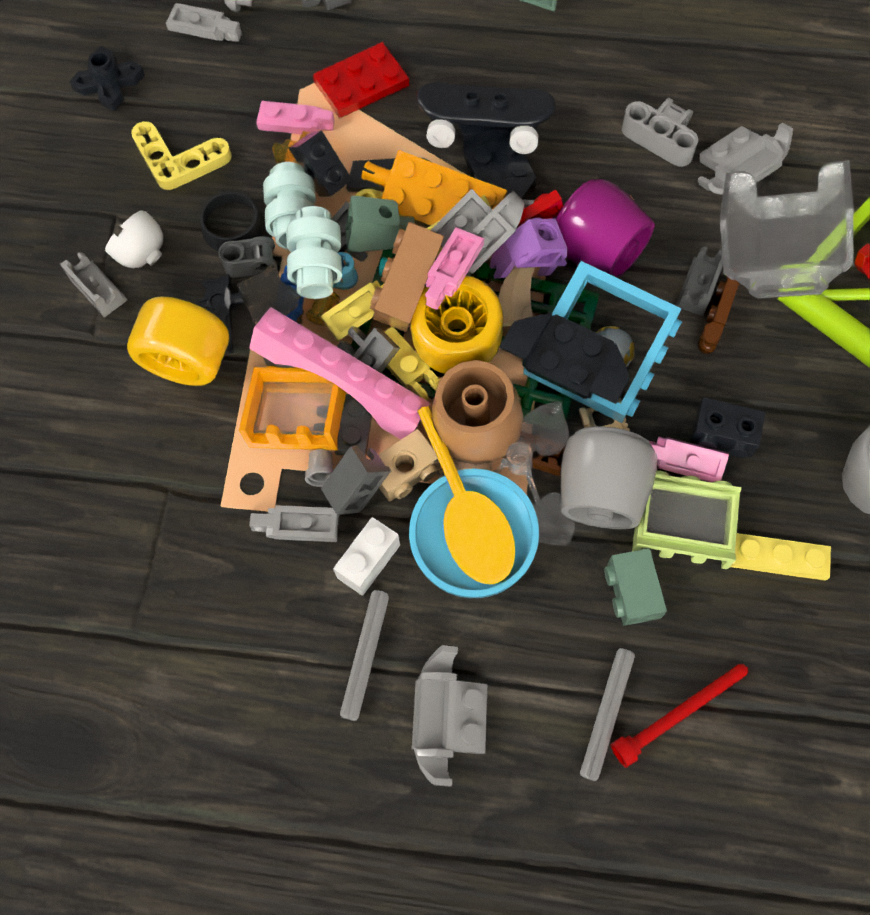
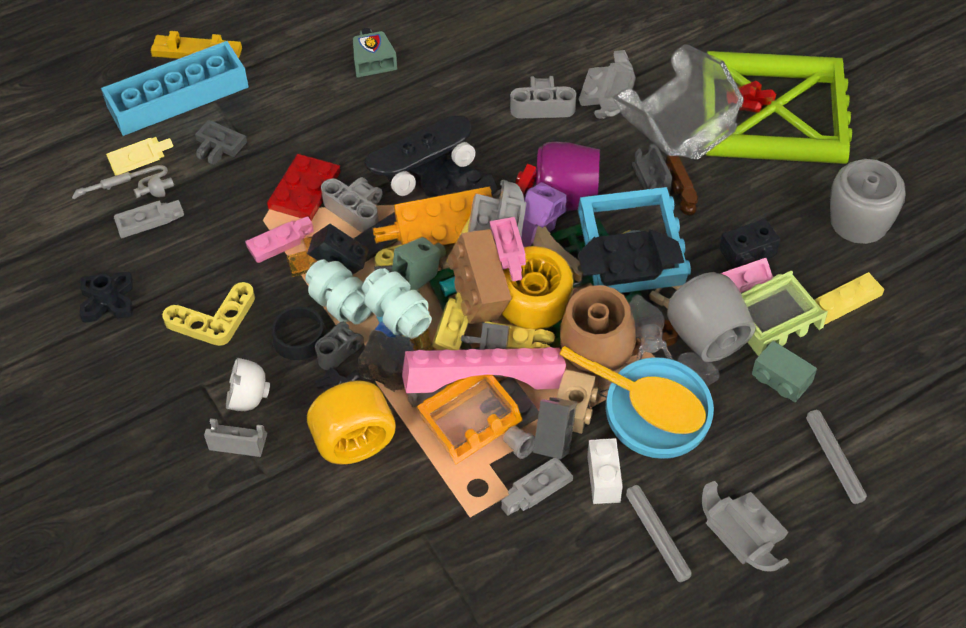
camera: 40 degrees left, 15 degrees down
(387, 122) = (352, 202): none -> light grey piece
(629, 748) = (866, 466): red piece -> none

